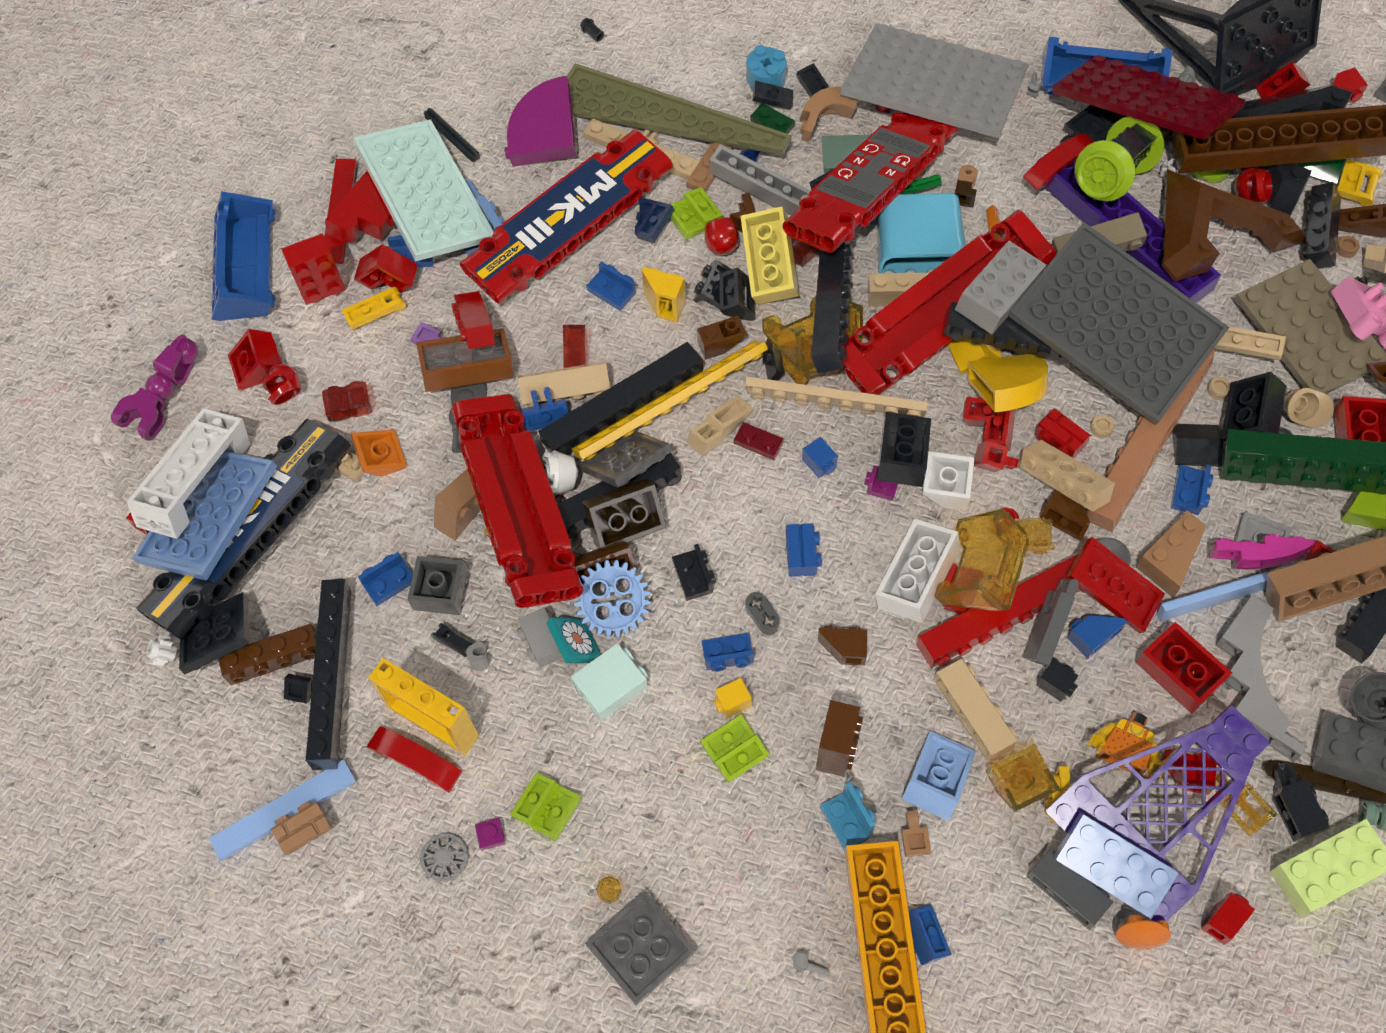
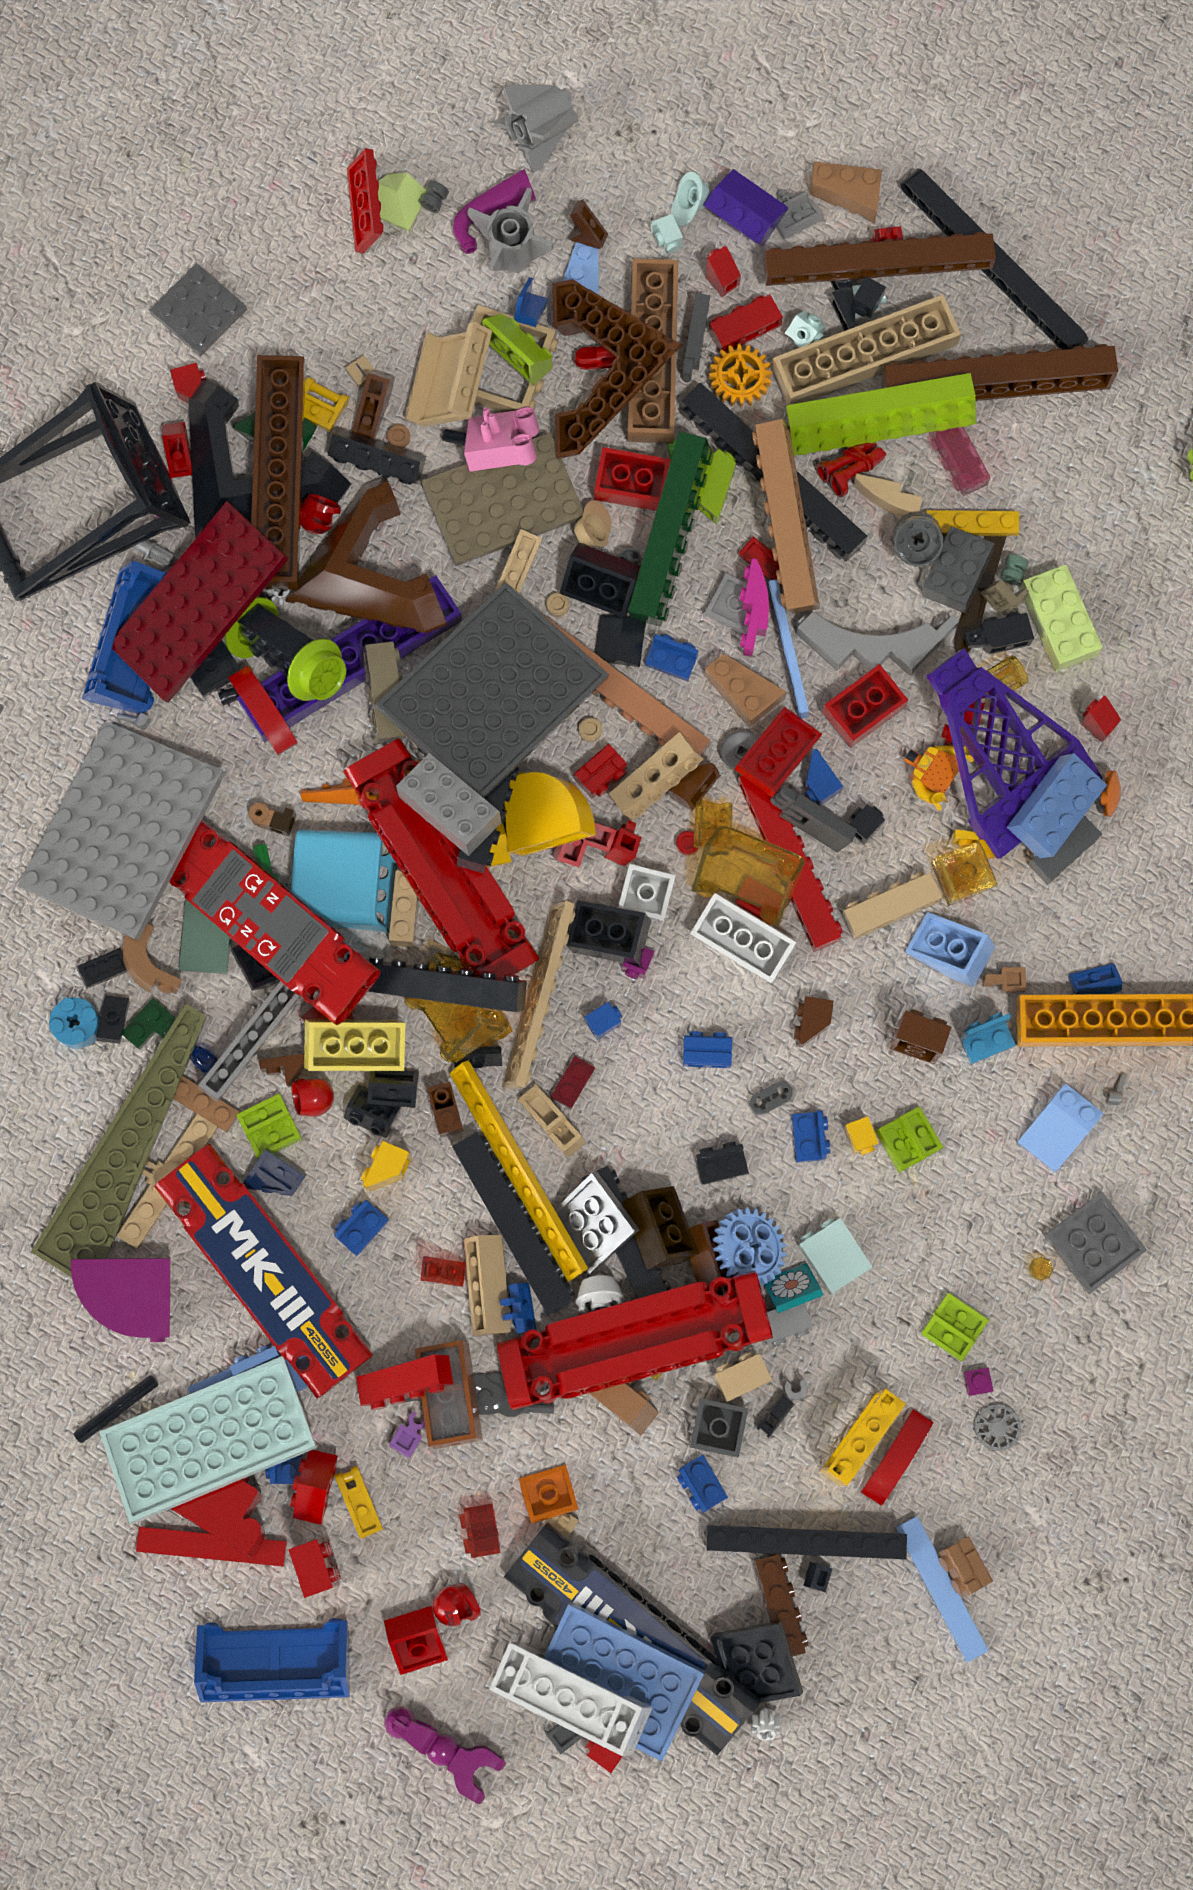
camera: 90 degrees left, 15 degrees up
(486, 599) = (741, 1377): none -> tan brick
(762, 902) = (1060, 1127): none -> light blue slope
(1336, 802) = (1001, 596): none -> dark tan bracket

